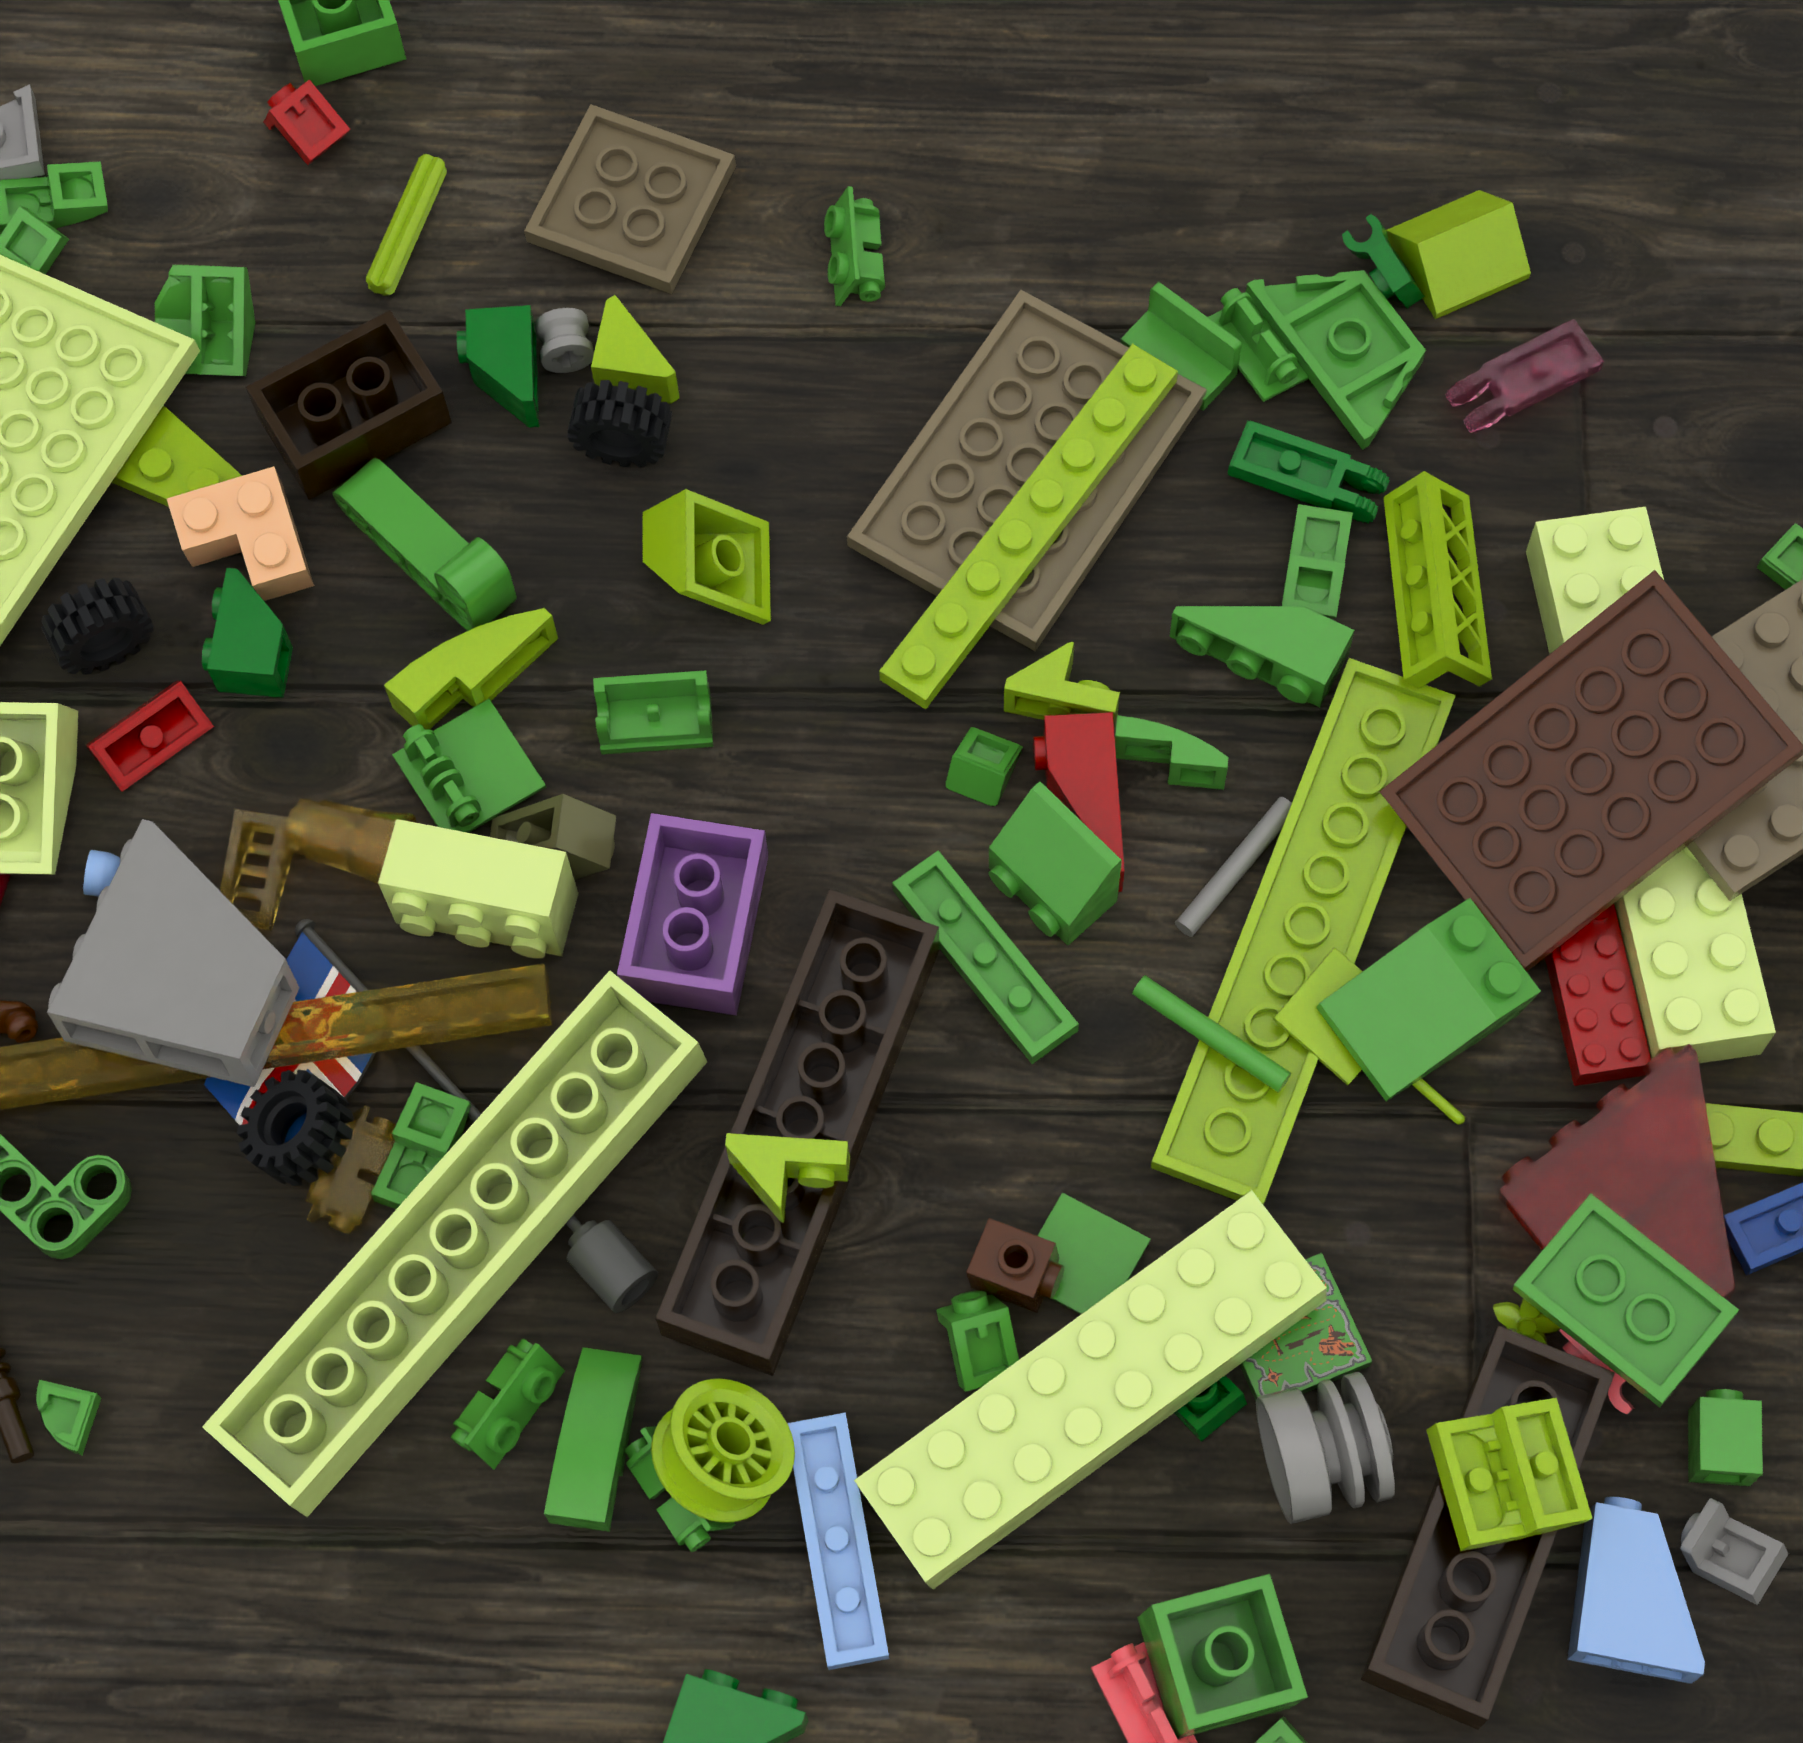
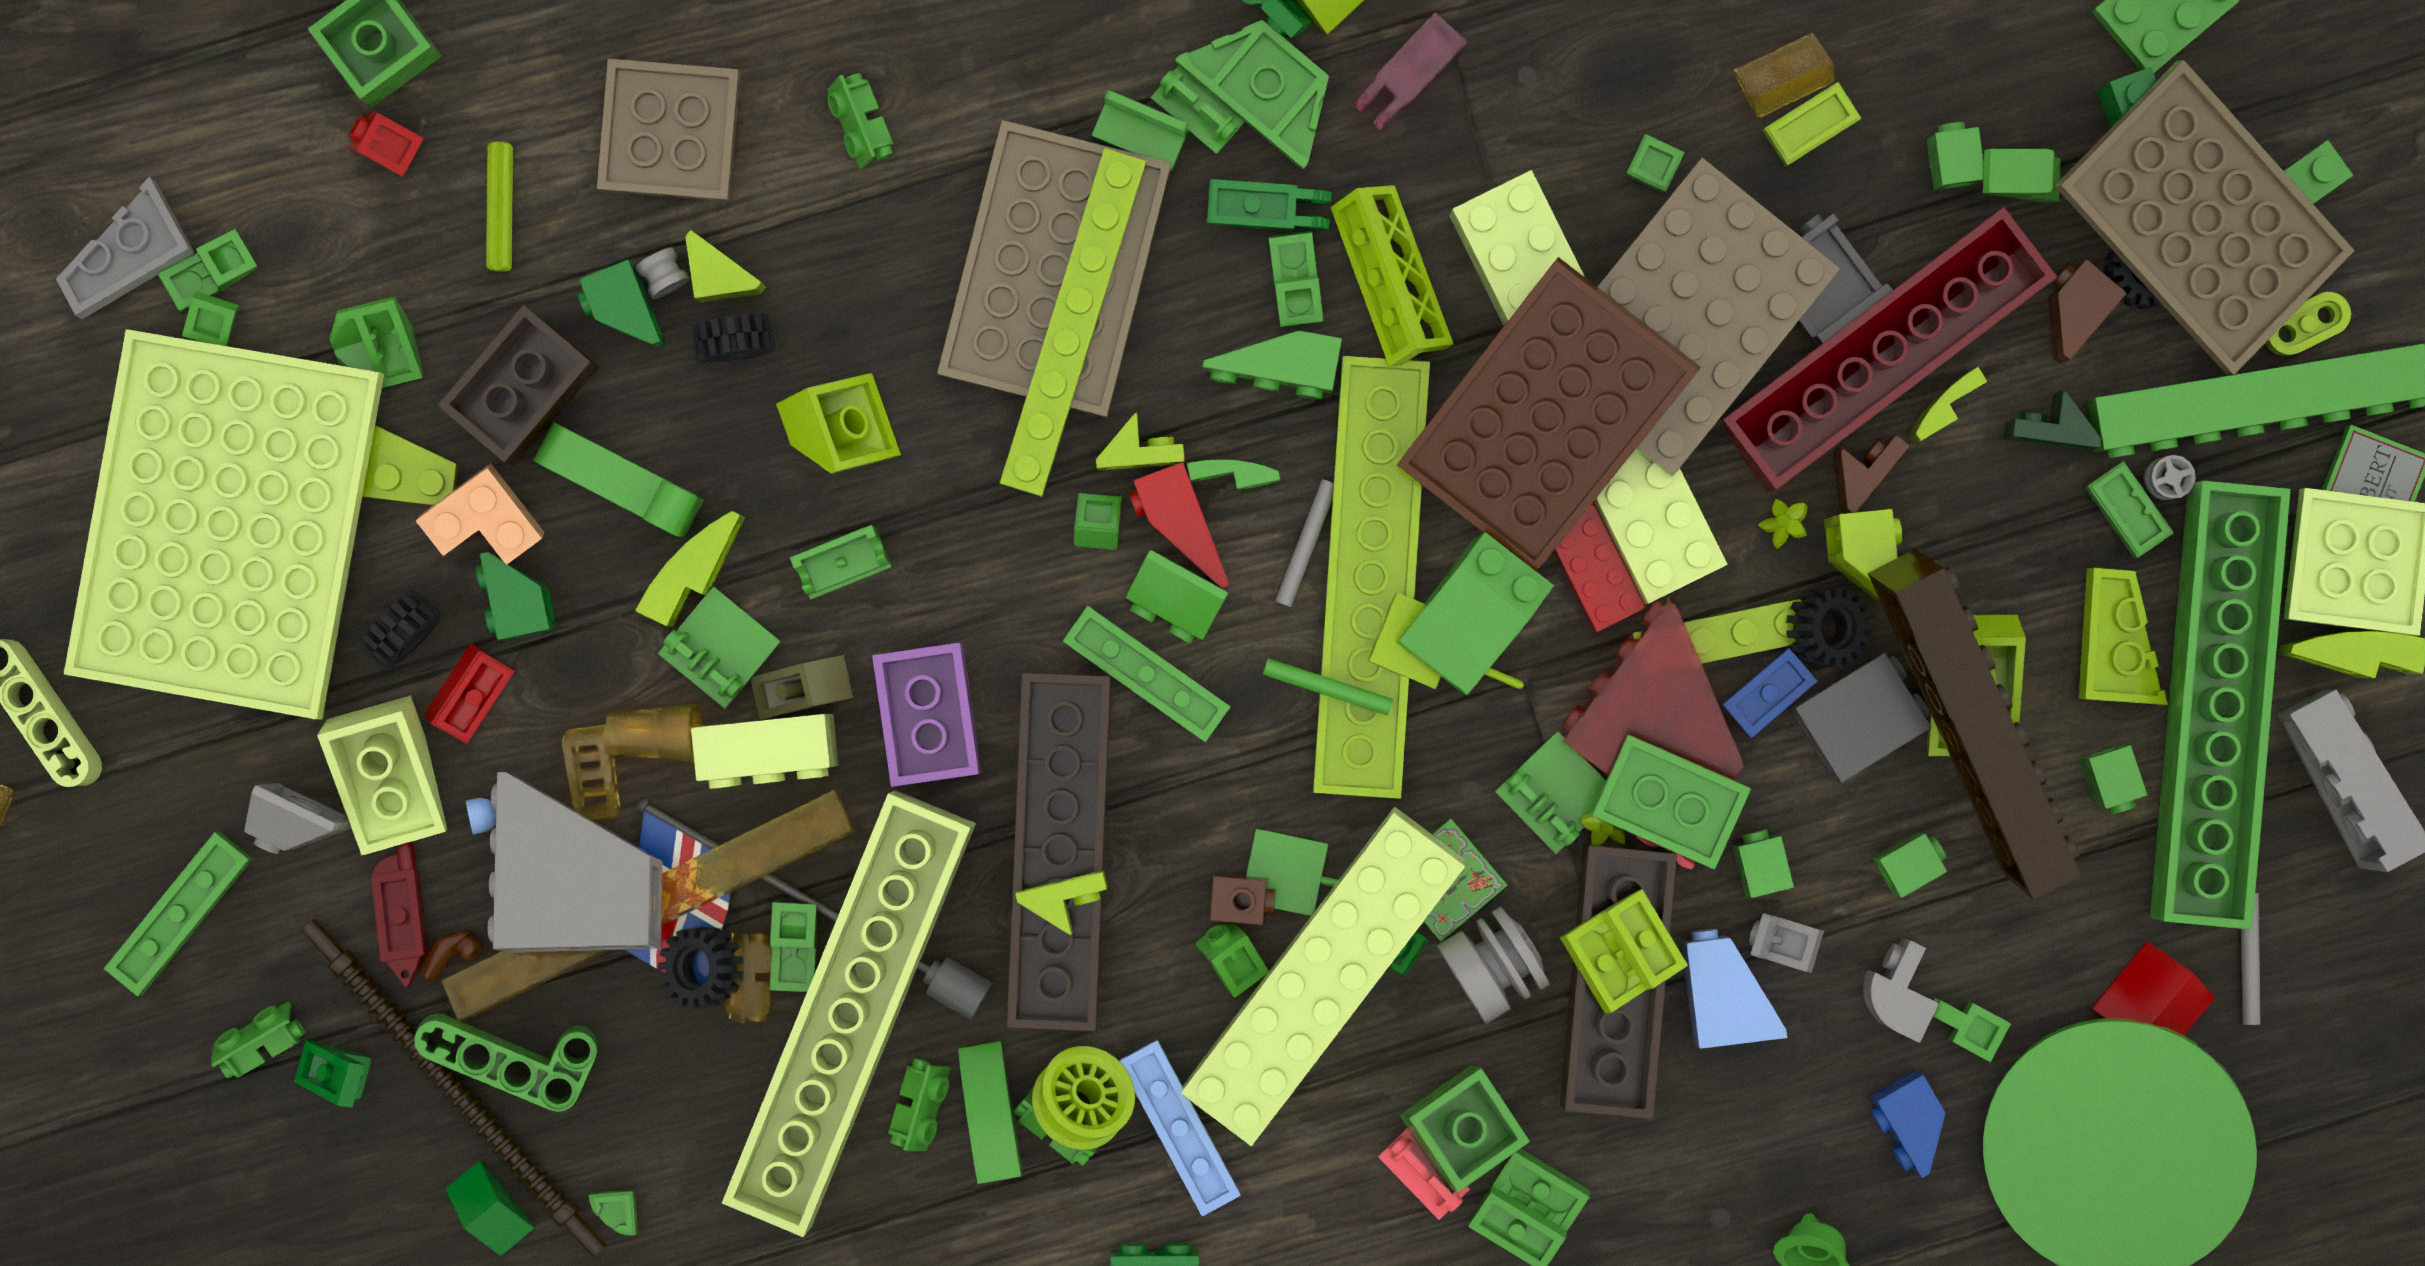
camera: 25 degrees left, 20 degrees up
(1464, 1262) = (1553, 792): none -> bright green hinge

